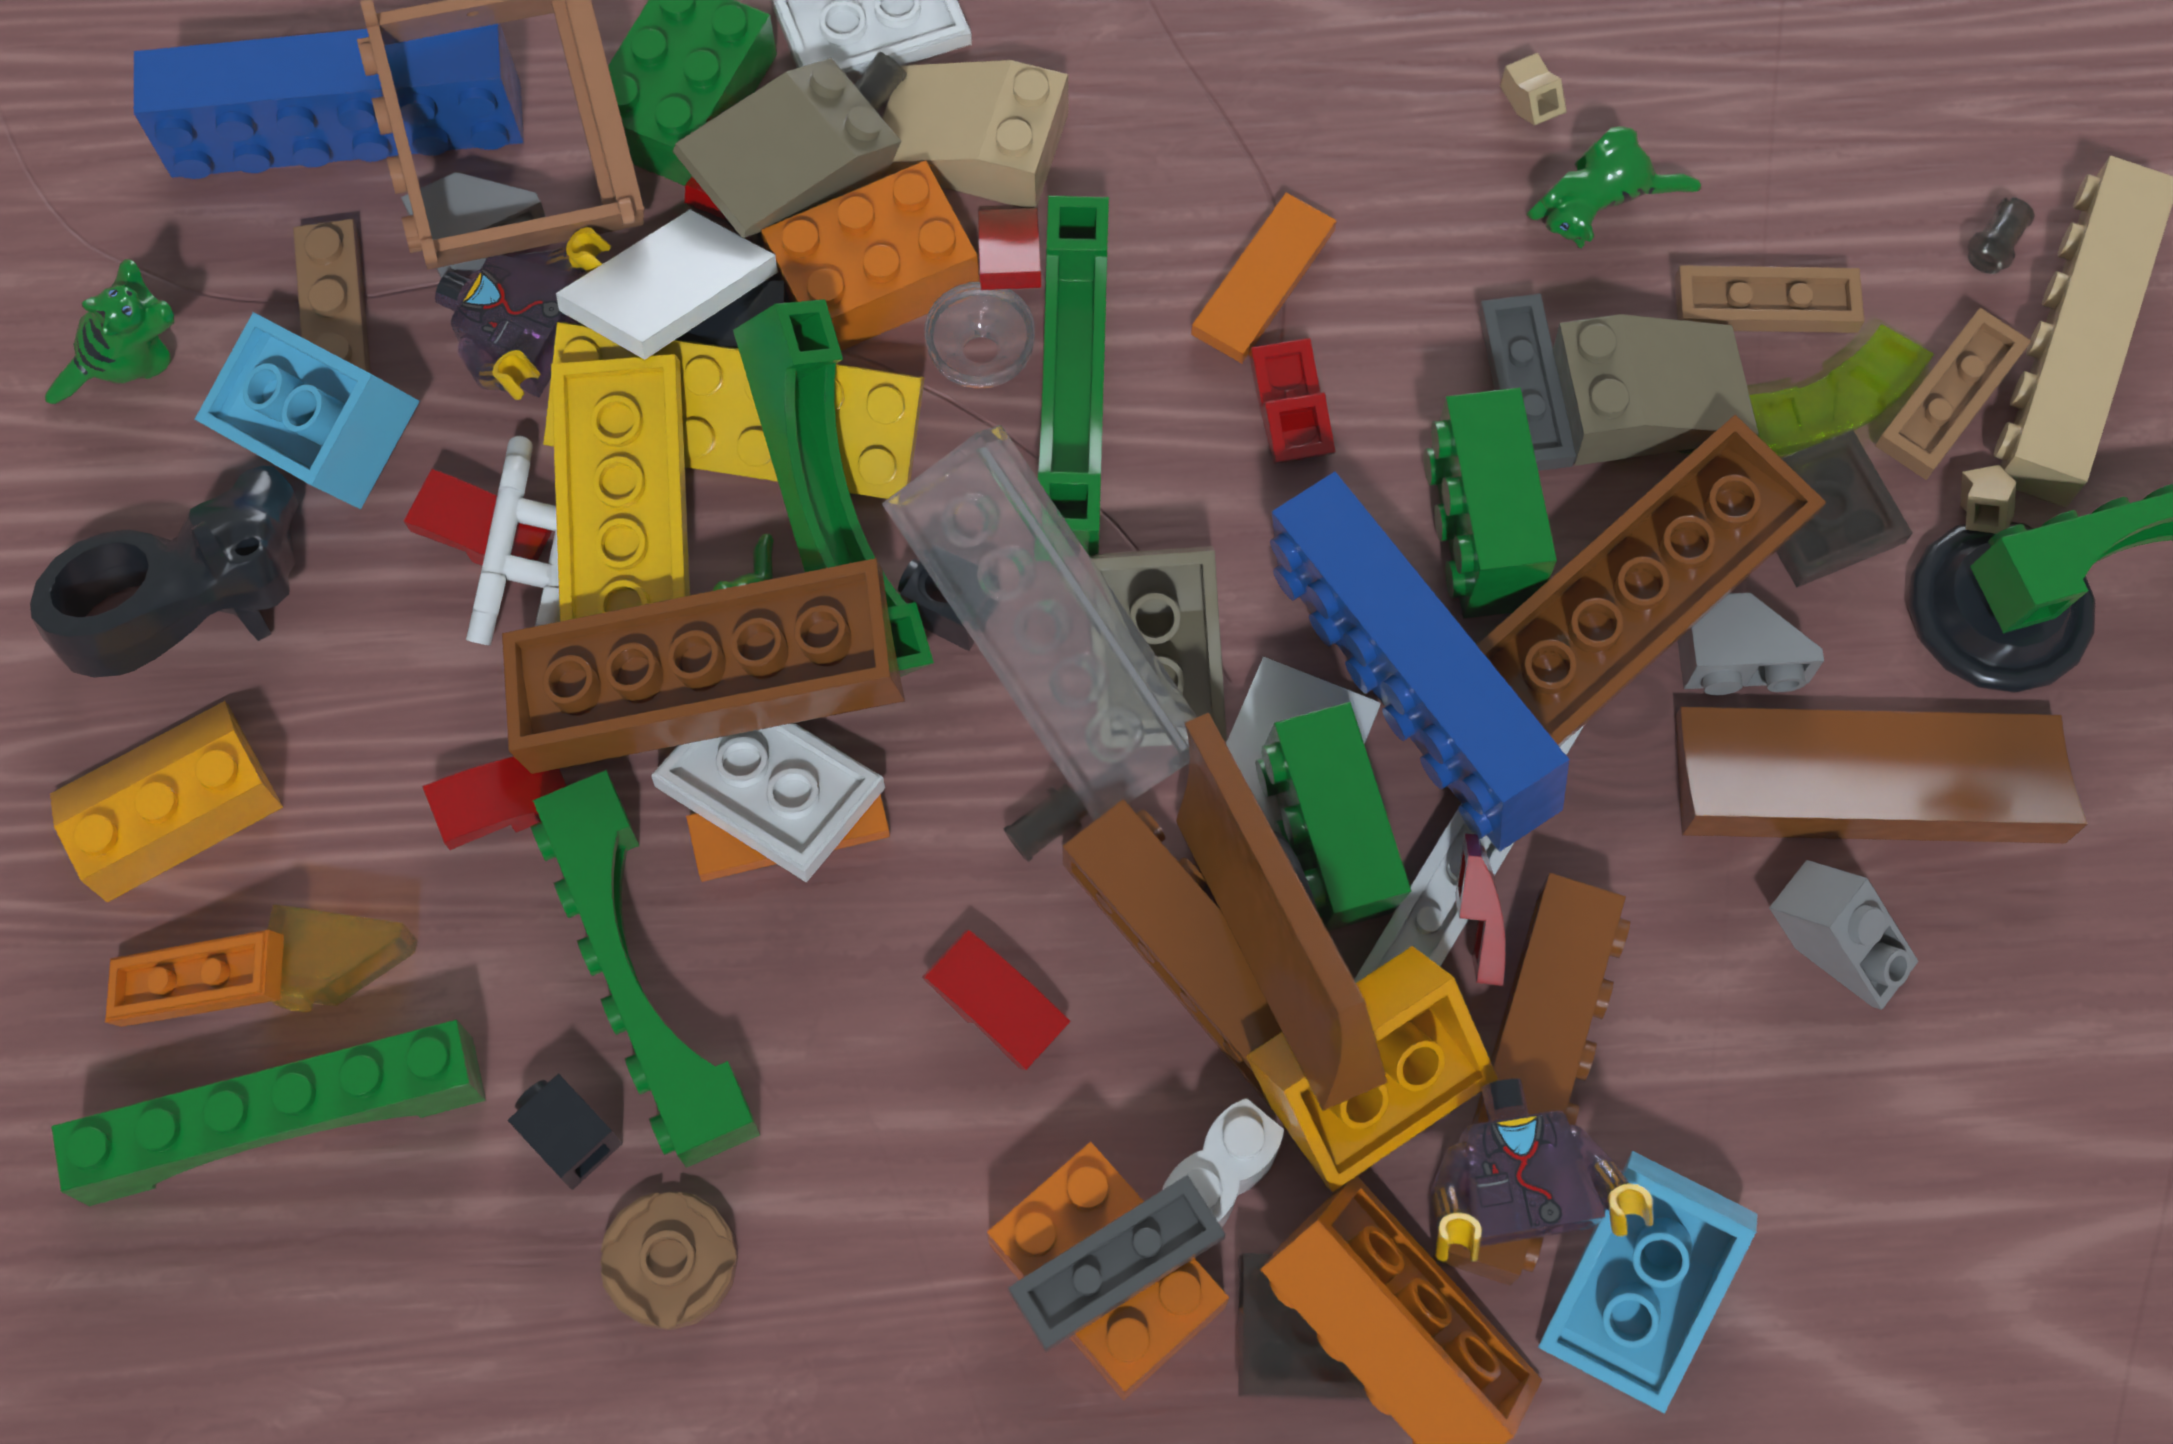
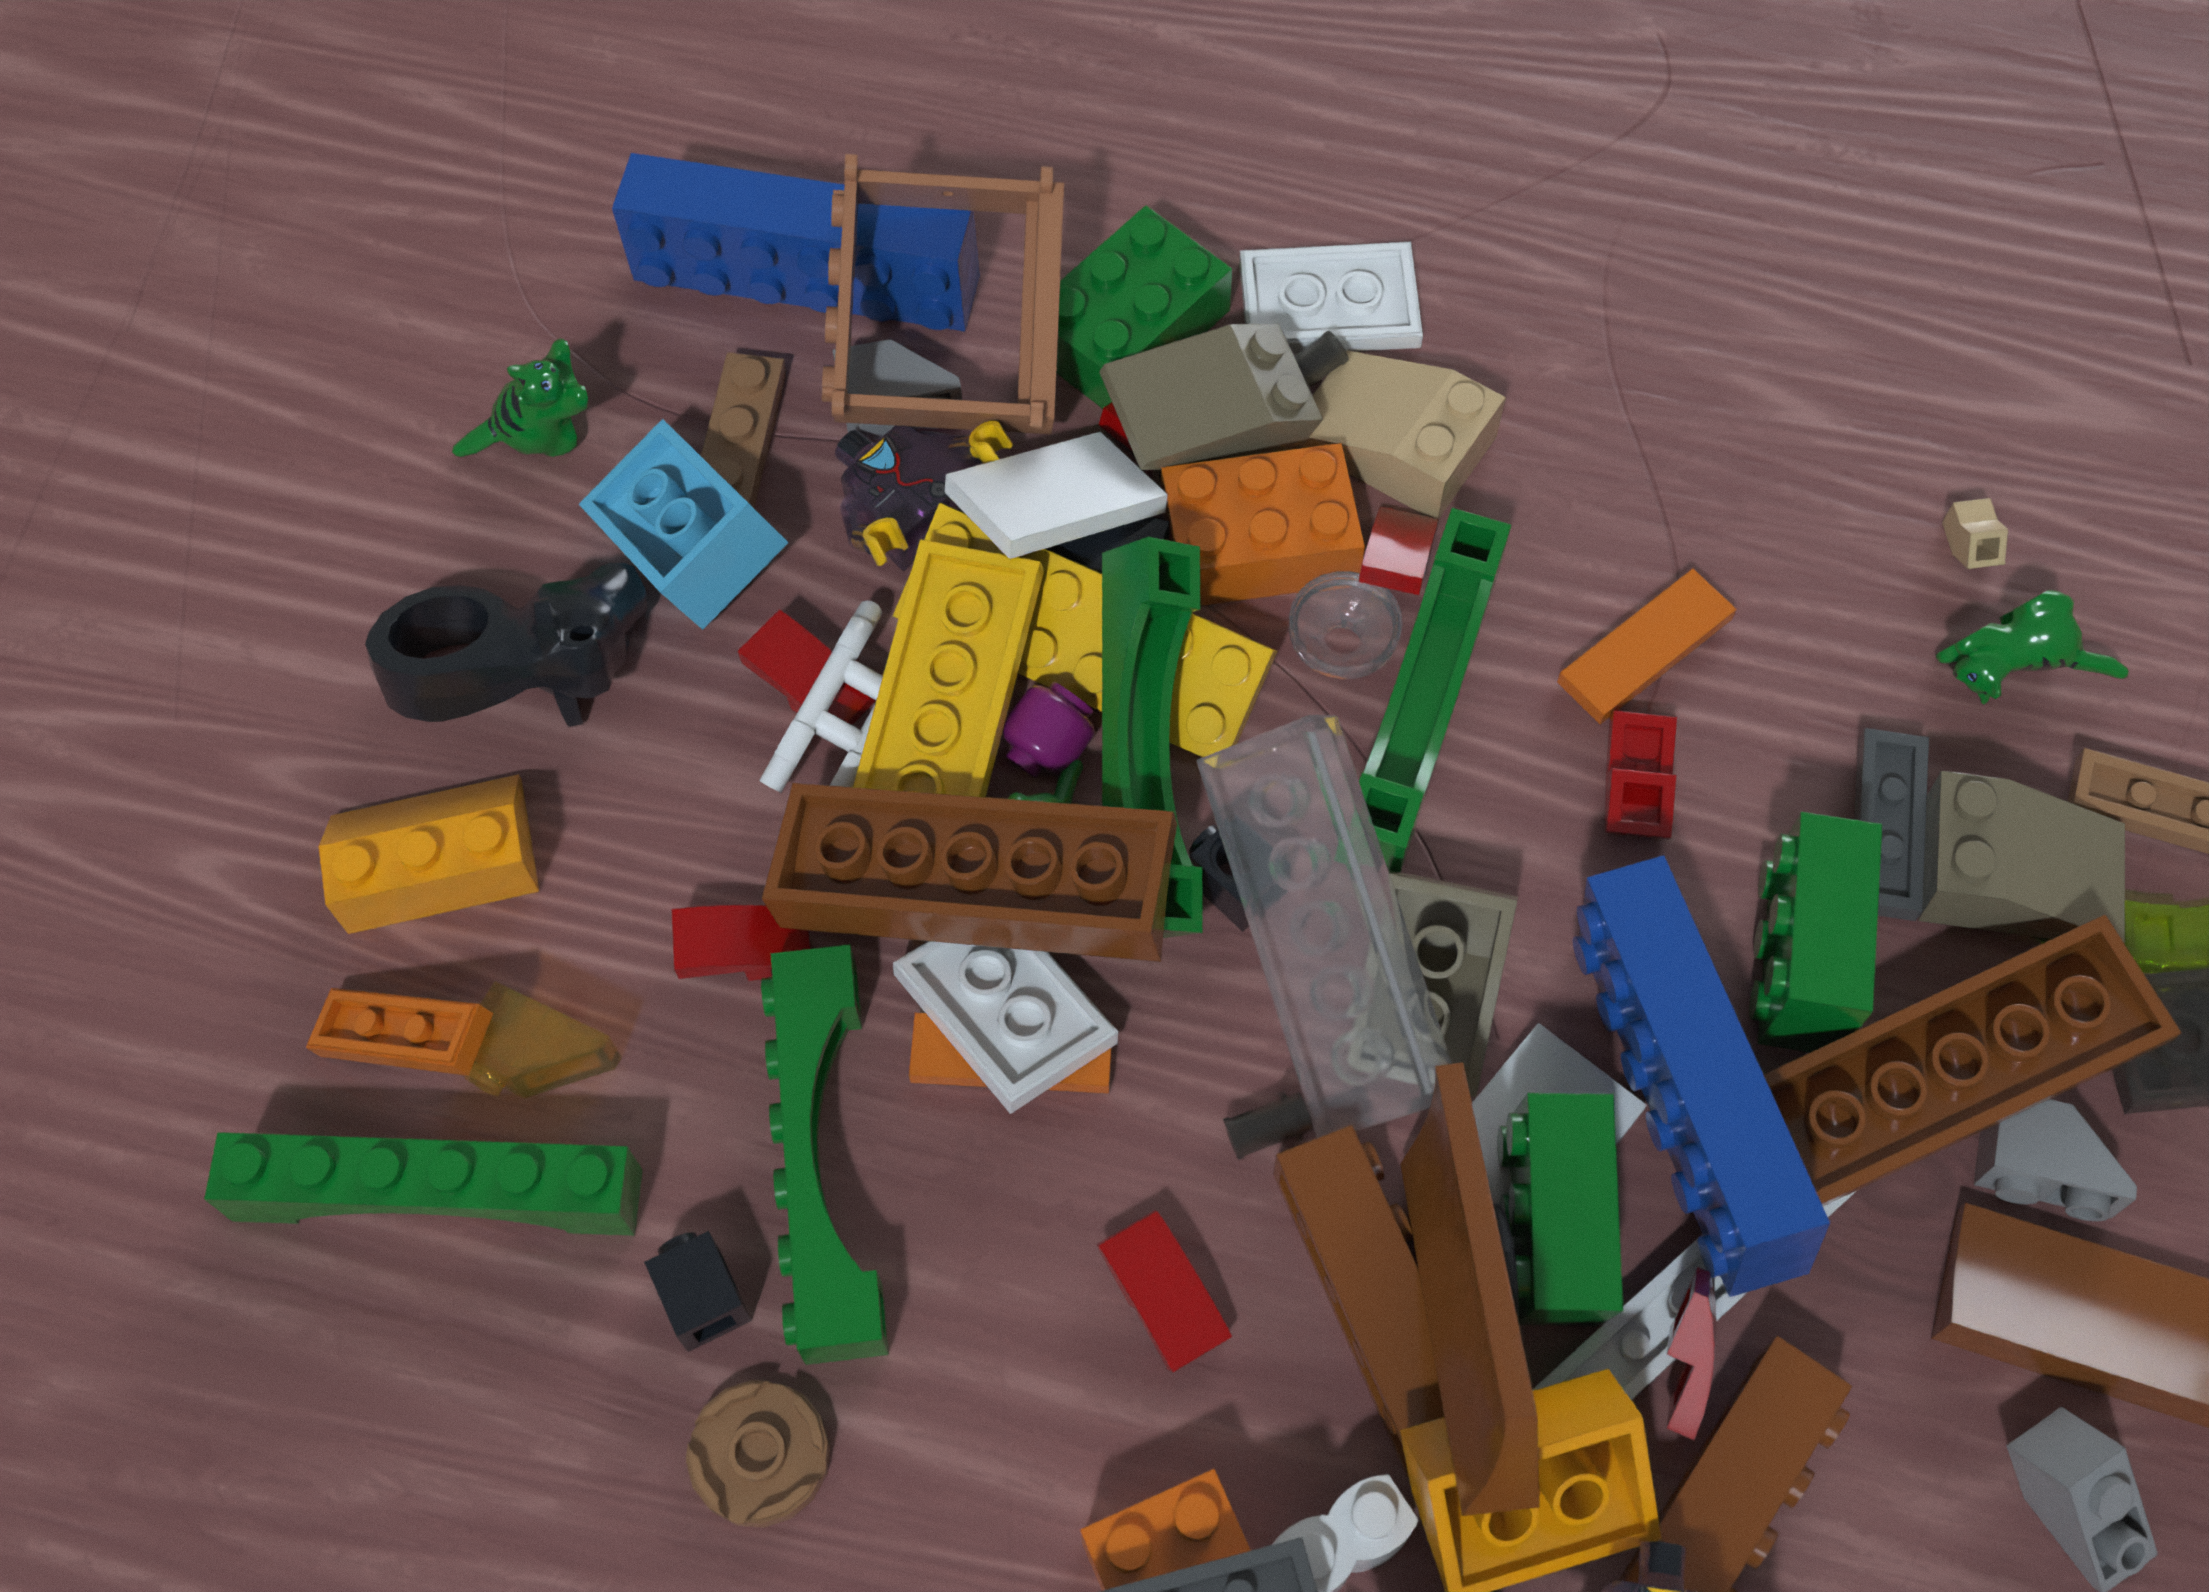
camera: 20 degrees right, 5 degrees down
(729, 513) = (1048, 730): none -> magenta head

